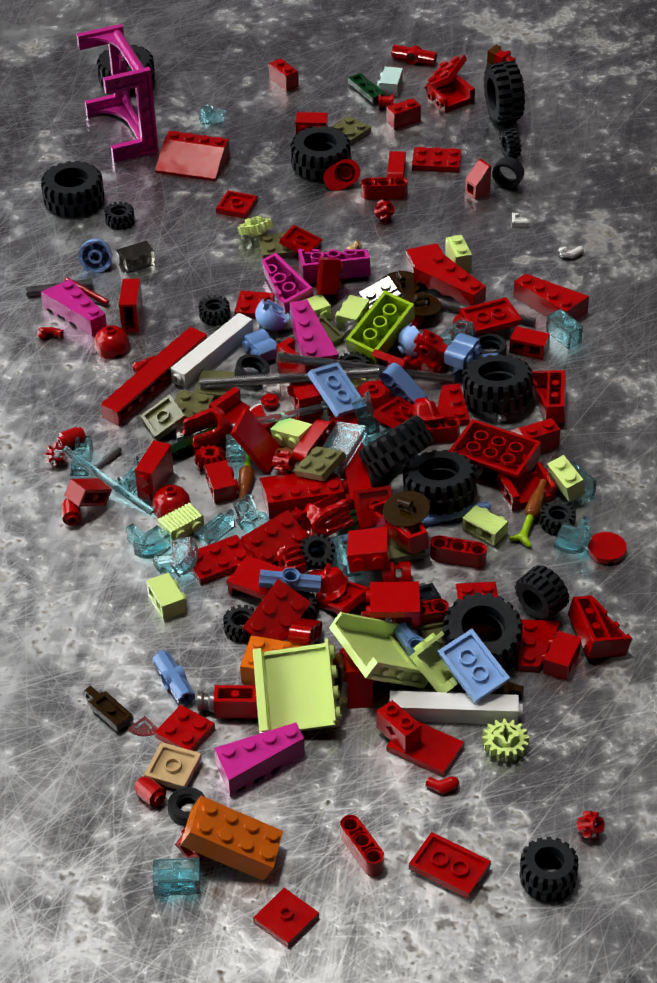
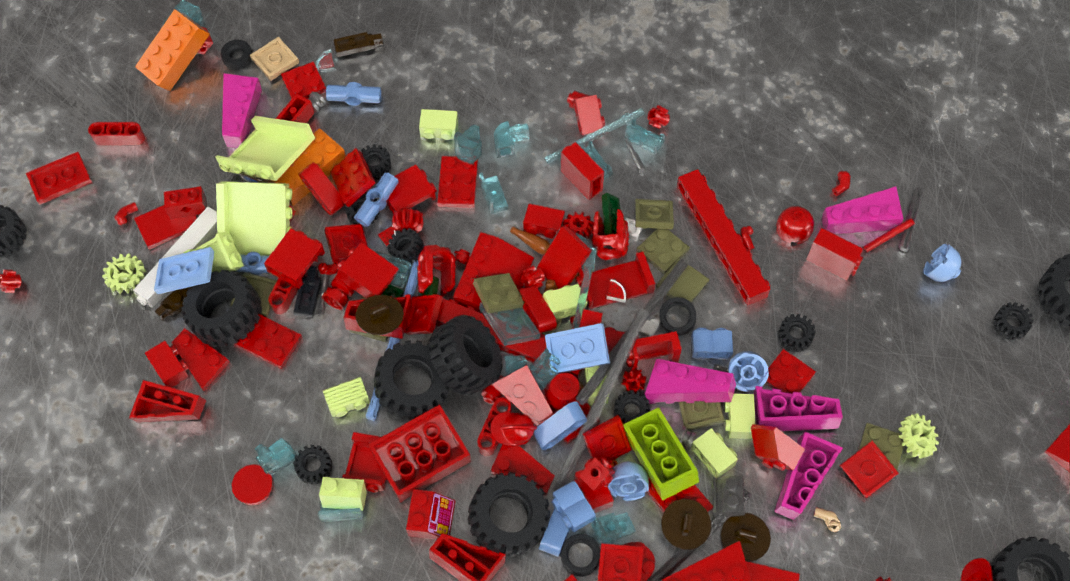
camera: 120 degrees right, 20 degrees up
(69, 436) = (674, 138): red brick -> none
(135, 257) = (925, 301): clear smoke brick -> none
(150, 791) = (262, 36): red brick -> none
(168, 499) = (543, 176): red cylinder -> none
(182, 522) = (513, 170): yellowish green brick -> none
(211, 350) = (731, 299): white brick -> none
(237, 204) = (982, 448): red tile -> none
(248, 514) = (475, 221): clear light blue brick -> none
(270, 401) = (628, 313): red plate -> none
(274, 534) = (445, 223): red plate -> none
(286, 917) = (106, 68): red plate -> none
(332, 584) = (357, 233): red piece -> none
(458, 551) = (334, 347): red beam -> none
(531, 512) = (333, 445): piece -> none
(542, 593) = (226, 379): black tyre -> none

